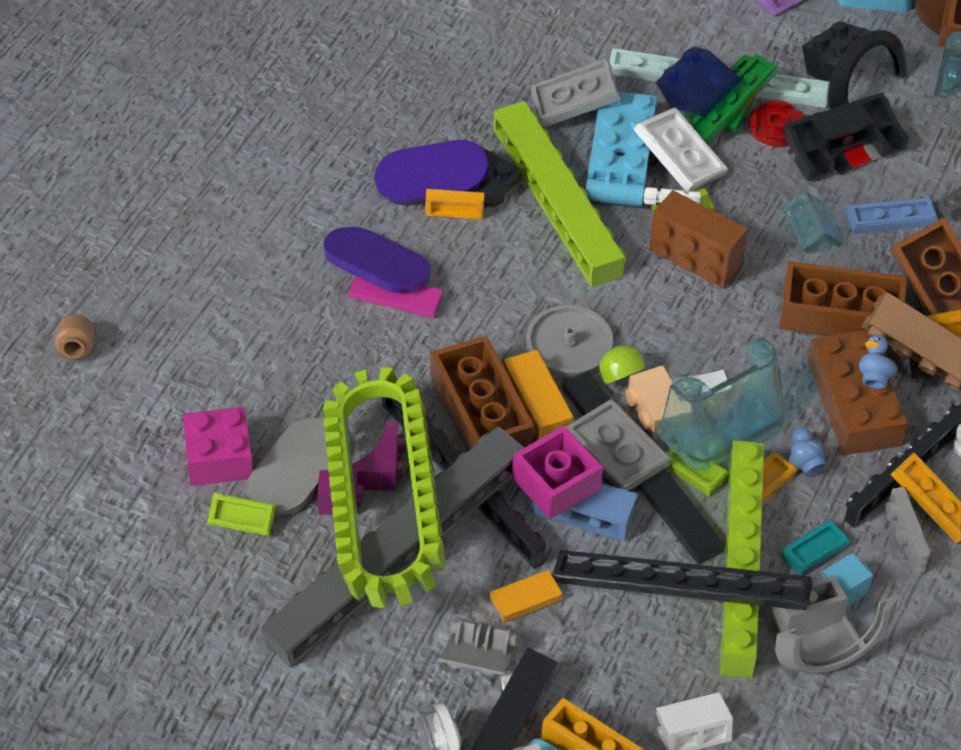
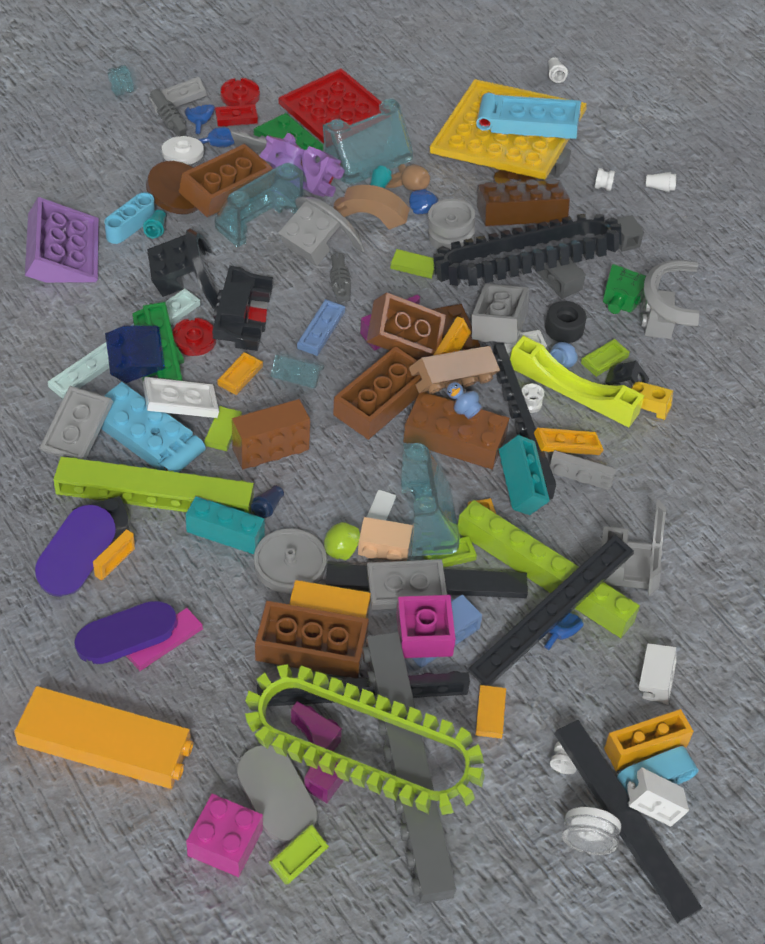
camera: 60 degrees left, 0 degrees up
(74, 336) = (36, 881): medium nougat head -> none
(253, 306) = (104, 737): none -> light orange brick
(479, 653) = (525, 763): light grey hinge -> none
(560, 264) = (224, 525): none -> teal brick
(620, 285) = (266, 503): none -> dark blue cone
(652, 196) = (217, 427): white axle -> none
(682, 609) = (564, 629): none -> blue piece
(765, 183) = (240, 373): none -> light orange tile
(807, 453) = (488, 484): medium blue animal -> none
(815, 548) = (558, 527): teal tile -> none
(845, 476) = (523, 475): none -> teal brick
(852, 576) = (595, 521): medium azure brick -> none
(889, 14) = (154, 225): none -> teal cone

